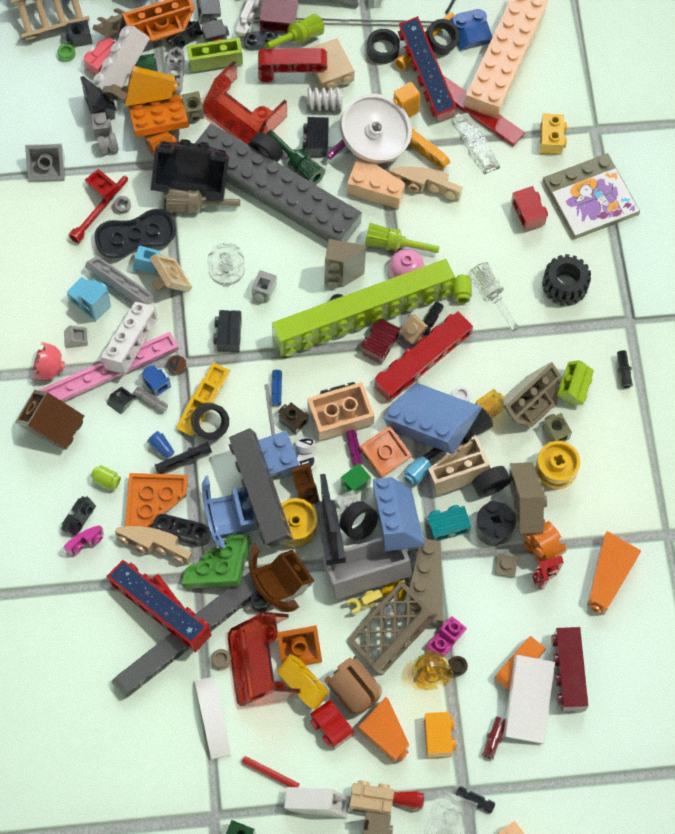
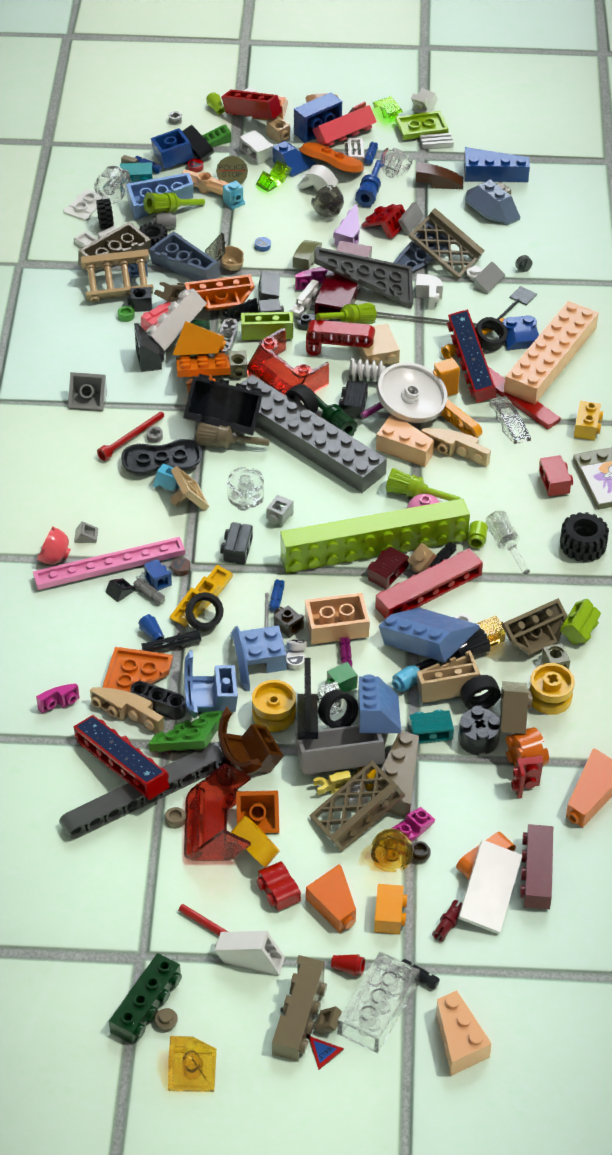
camera: 10 degrees right, 20 degrees down
(50, 419) = (47, 591): reddish brown slope -> none
(83, 509) = (59, 676): black hinge -> none
(90, 297) = (107, 500): medium azure brick -> none
(101, 125) = (147, 370): light grey brick -> none
(102, 184) = (138, 414): red plate -> none
(105, 477) = (91, 648): lime brick -> none
(108, 143) = (150, 384): light grey wheel -> none
(114, 92) = (164, 341): dark tan plate -> none
(119, 281) = (135, 490): light grey plate -> none
(129, 338) = (138, 535): white brick -> none
(213, 718) = (156, 868): white slope -> none
(260, 487) = (243, 664): dark grey brick -> none
(304, 483) = (289, 672): reddish brown slope -> none
(343, 263) = (361, 492): dark tan slope -> none
(354, 686) = (307, 850): medium nougat cylinder -> none
(371, 798) = (303, 947): tan brick -> none
(383, 57) = (431, 328): black tyre -> none
(385, 451) = (377, 658): orange tile -> none
(506, 565) = (485, 771): dark tan plate -> none

